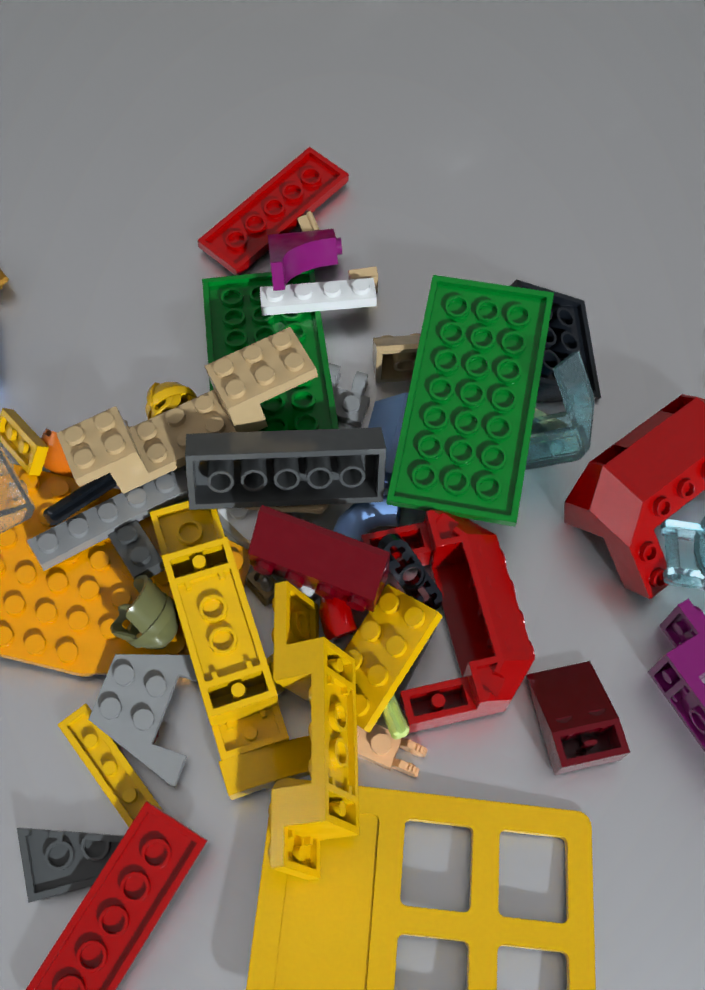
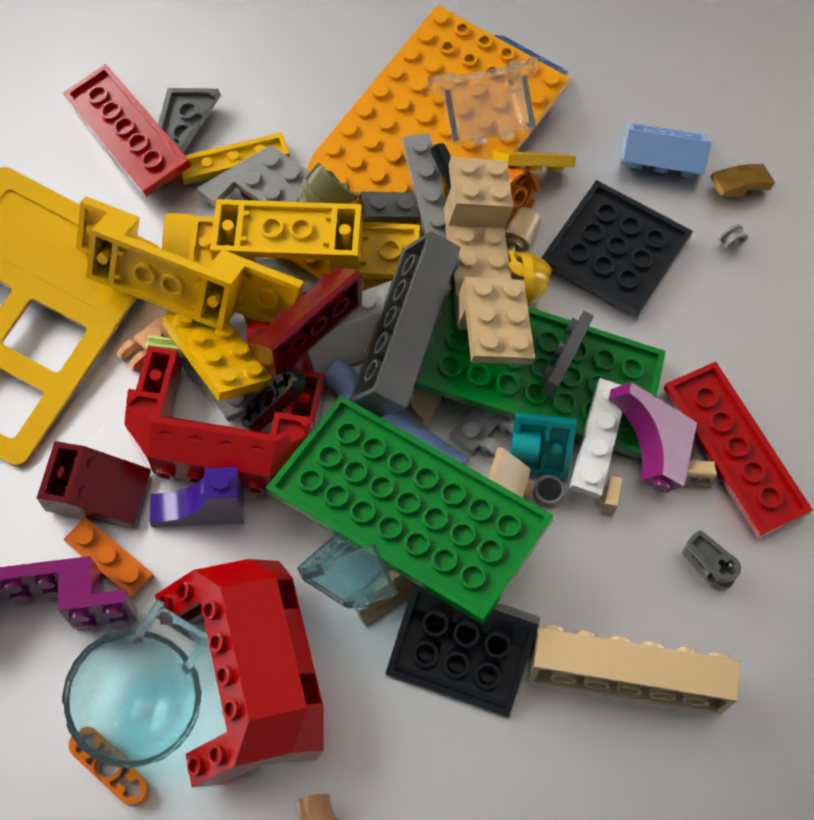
camera: 110 degrees right, 0 degrees up
(54, 261) = (733, 237): none -> light grey bush
(98, 351) = (616, 248): none -> black plate
(241, 332) = (564, 353): none -> dark grey plate
(344, 338) = (543, 443): none -> teal plate
(375, 328) = (548, 491): none -> tile
(386, 200) = (710, 560): none -> dark grey piece
(510, 214) = (634, 670): none -> tan brick
(538, 597) = (211, 501): none -> dark purple arch
(632, 671) = (109, 557): none -> orange plate

